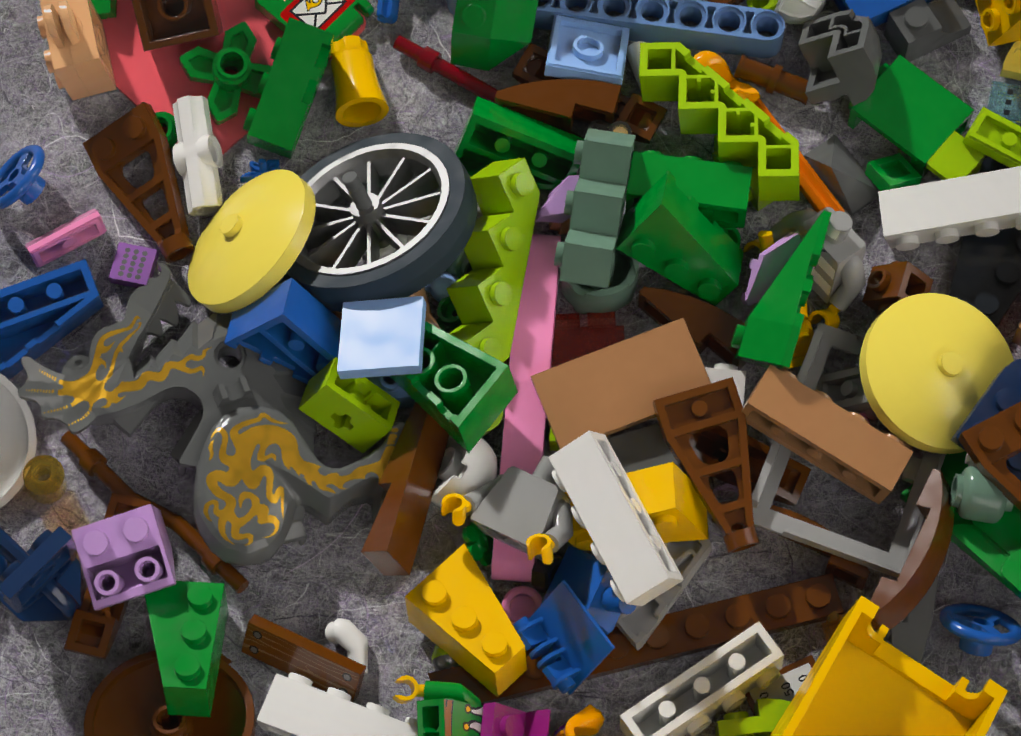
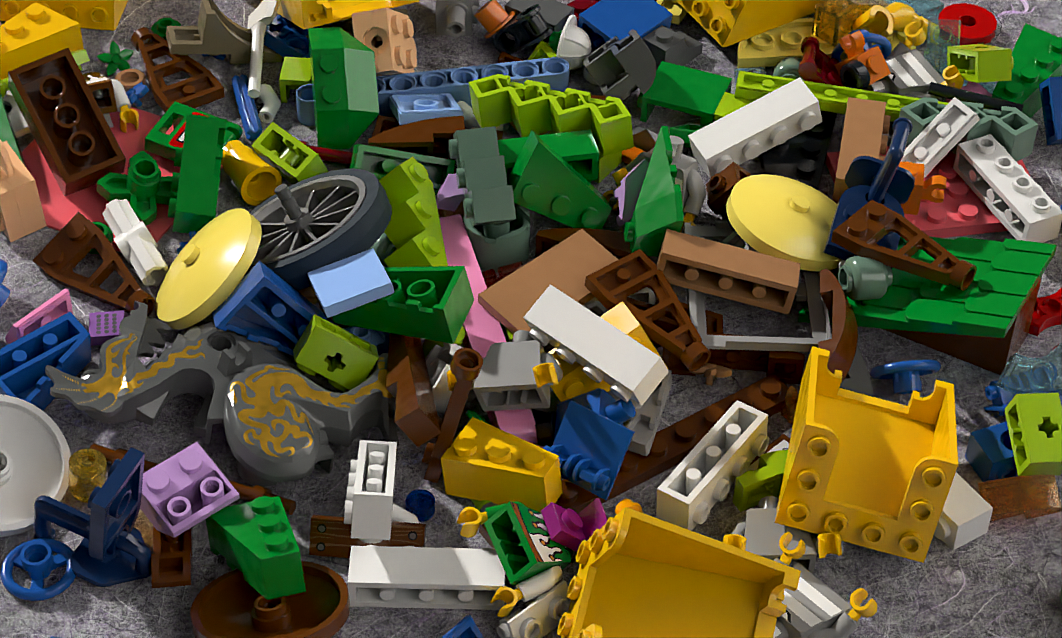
camera: 25 degrees left, 25 degrees down
(317, 620) = (371, 491): none -> white brick
(374, 616) = (421, 504): none -> clear blue piece
(405, 83) = (288, 154): none -> lime brick
(439, 535) = (465, 367): none -> reddish brown plate
(769, 547) = (710, 370): none -> medium nougat plant

